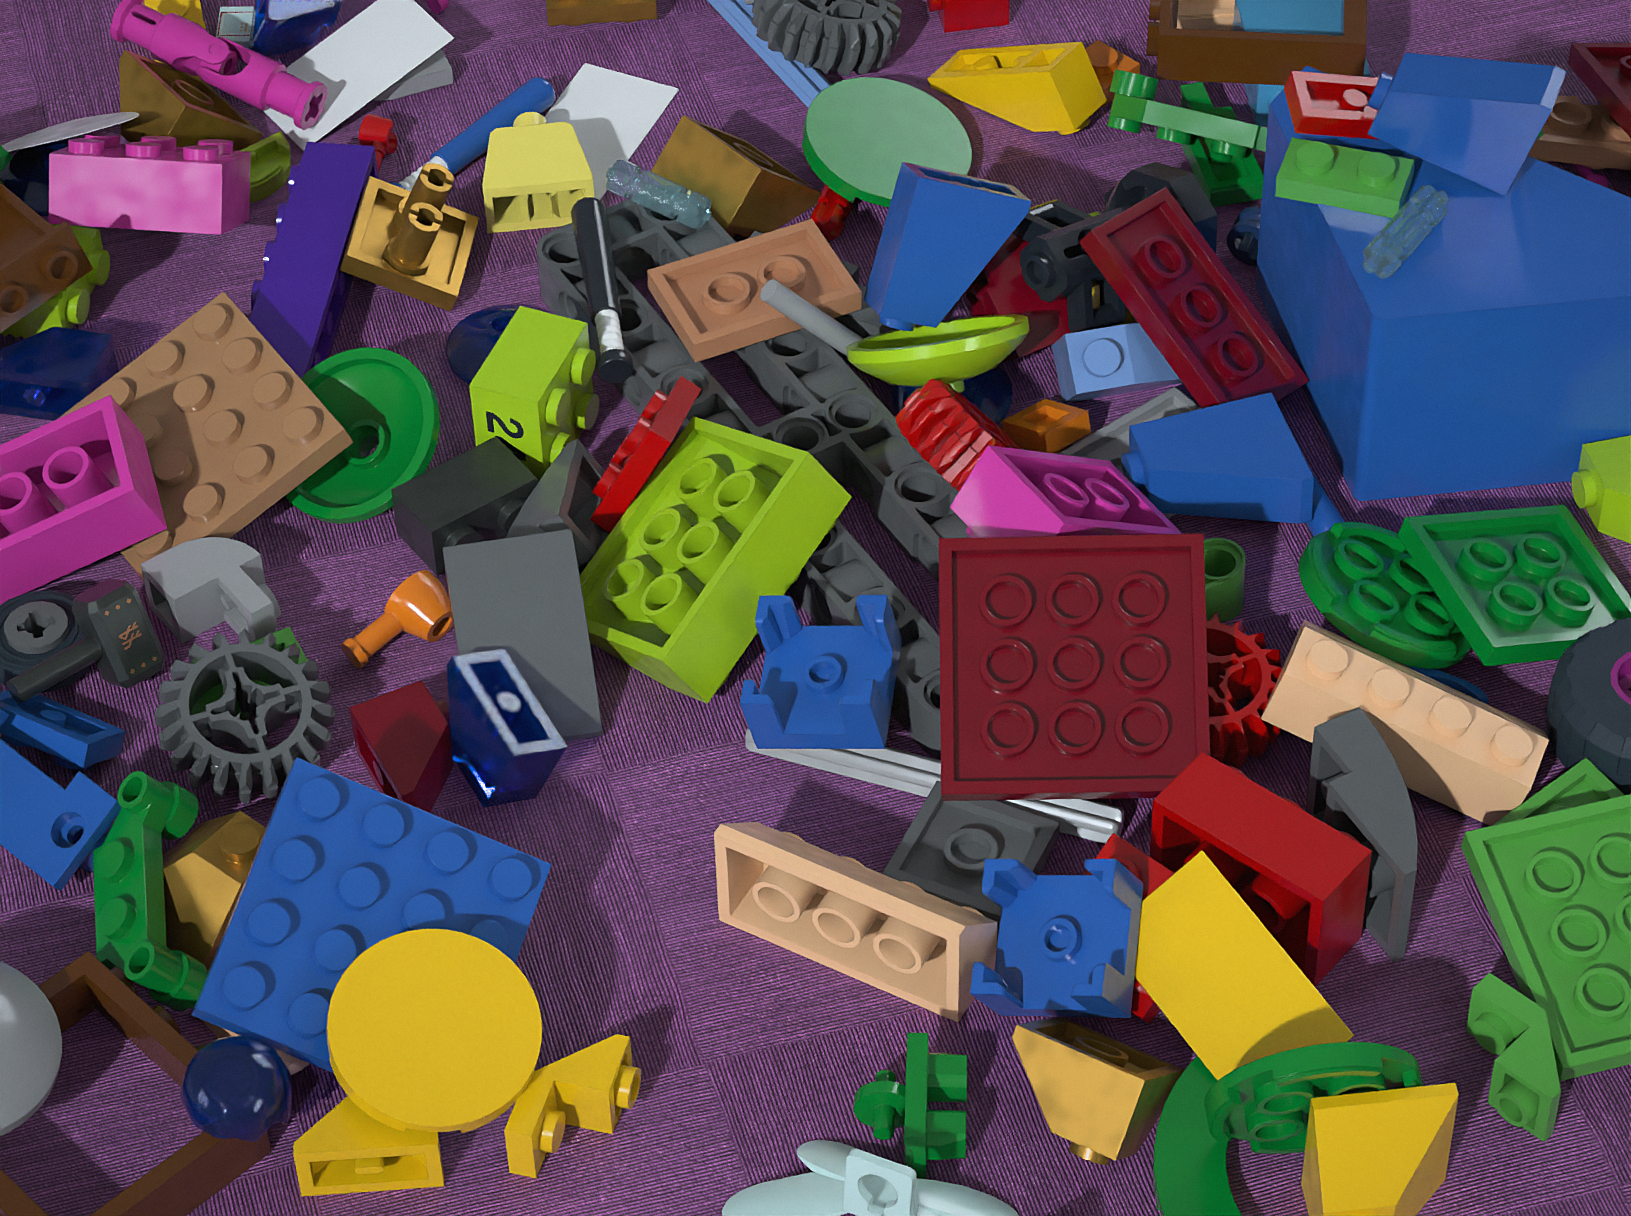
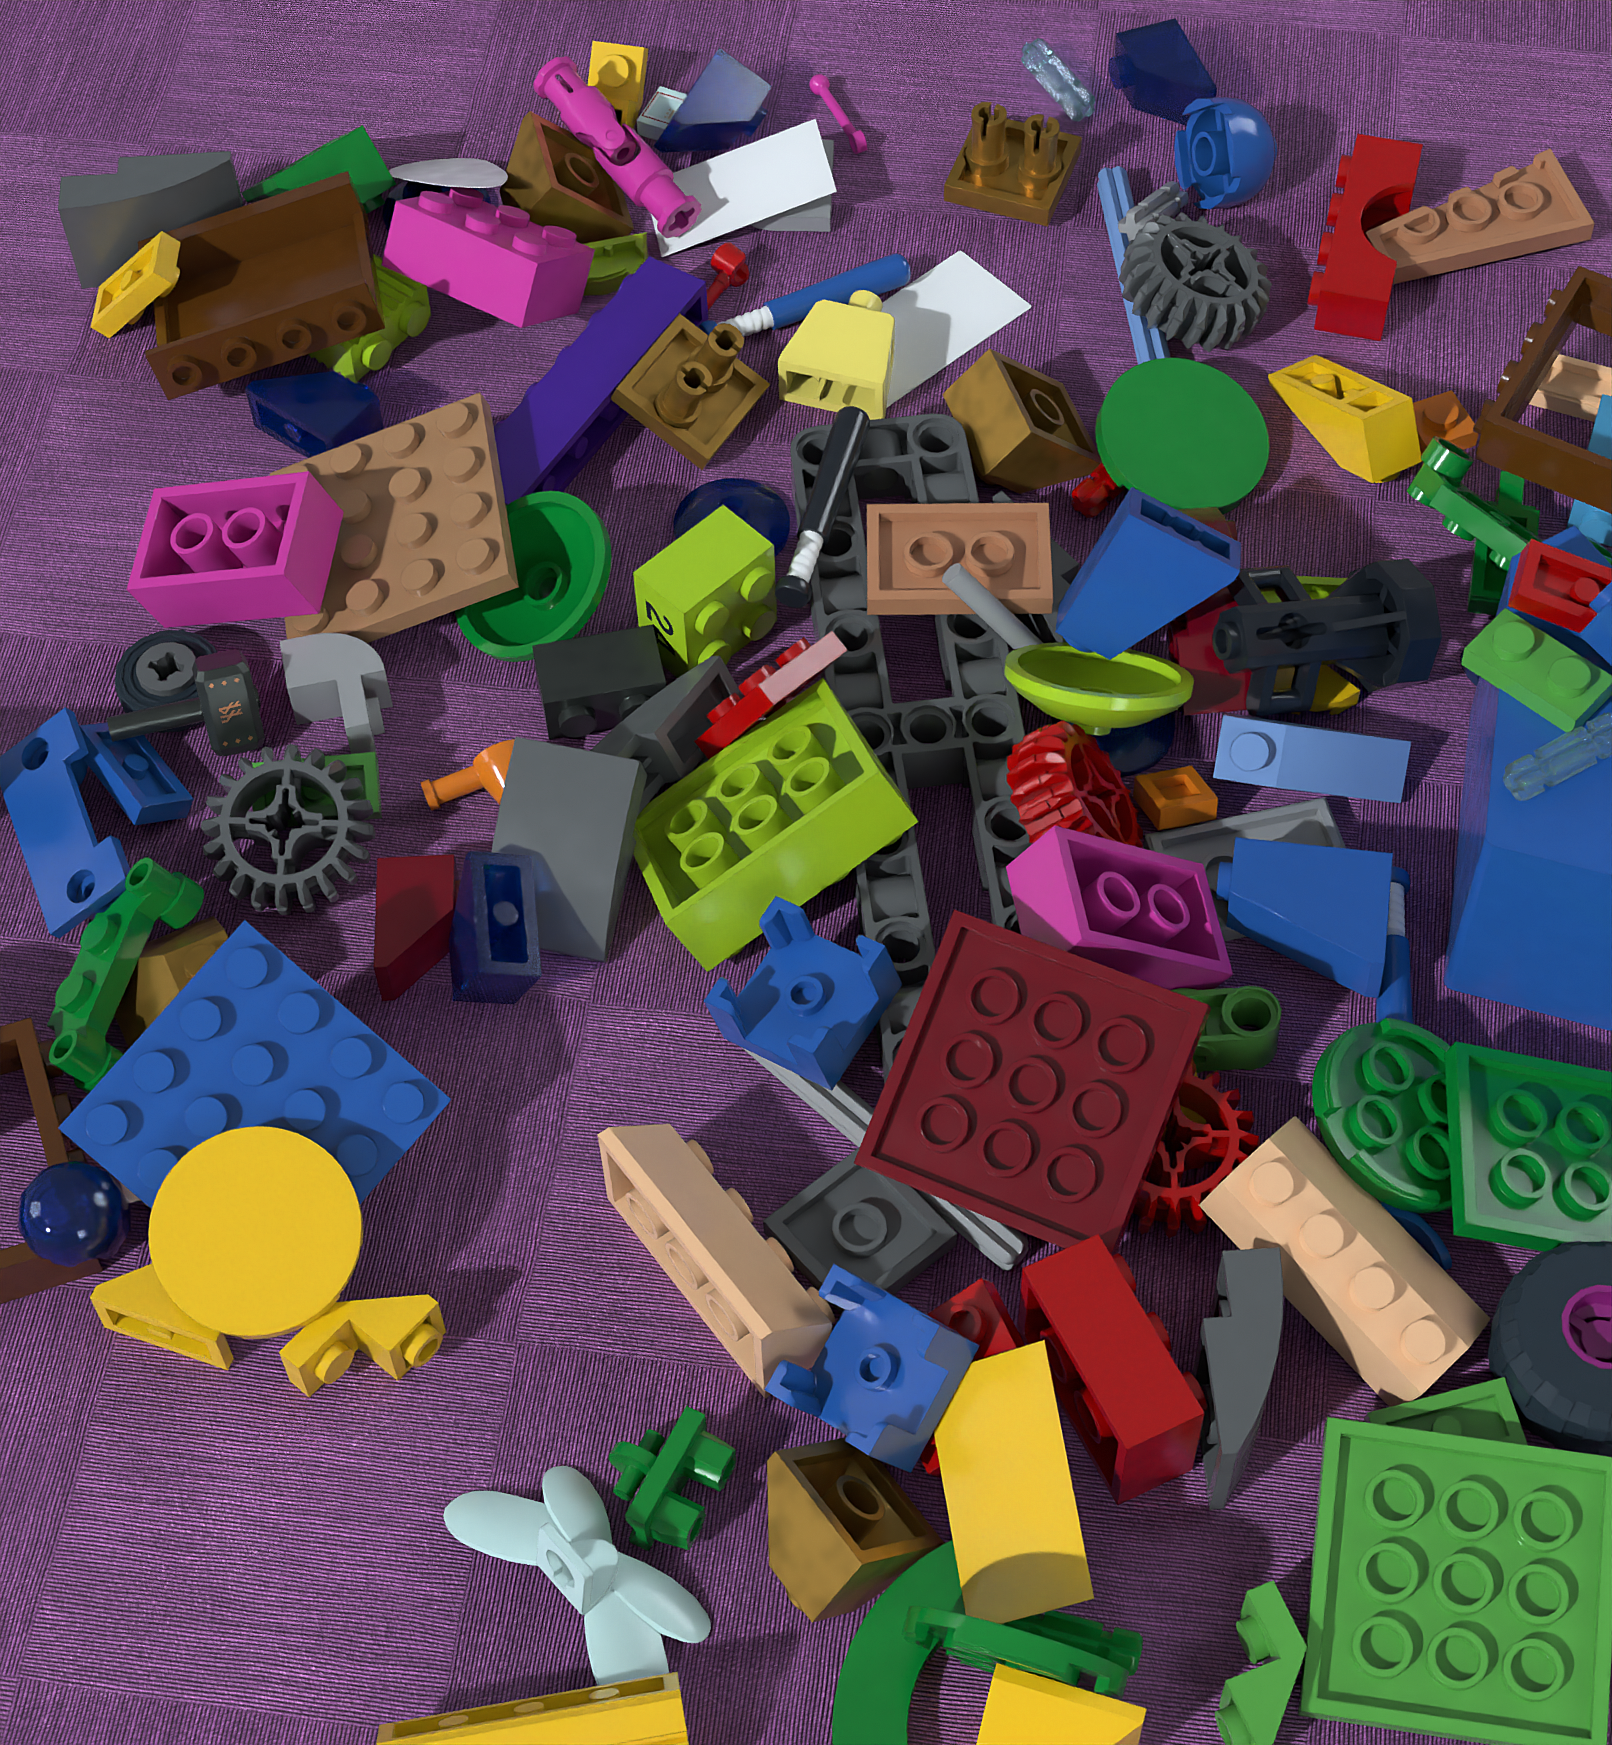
camera: 25 degrees right, 10 degrees up
(658, 194) = (928, 423): clear light blue axle -> none
(1191, 304) = (1365, 731): dark red plate -> none

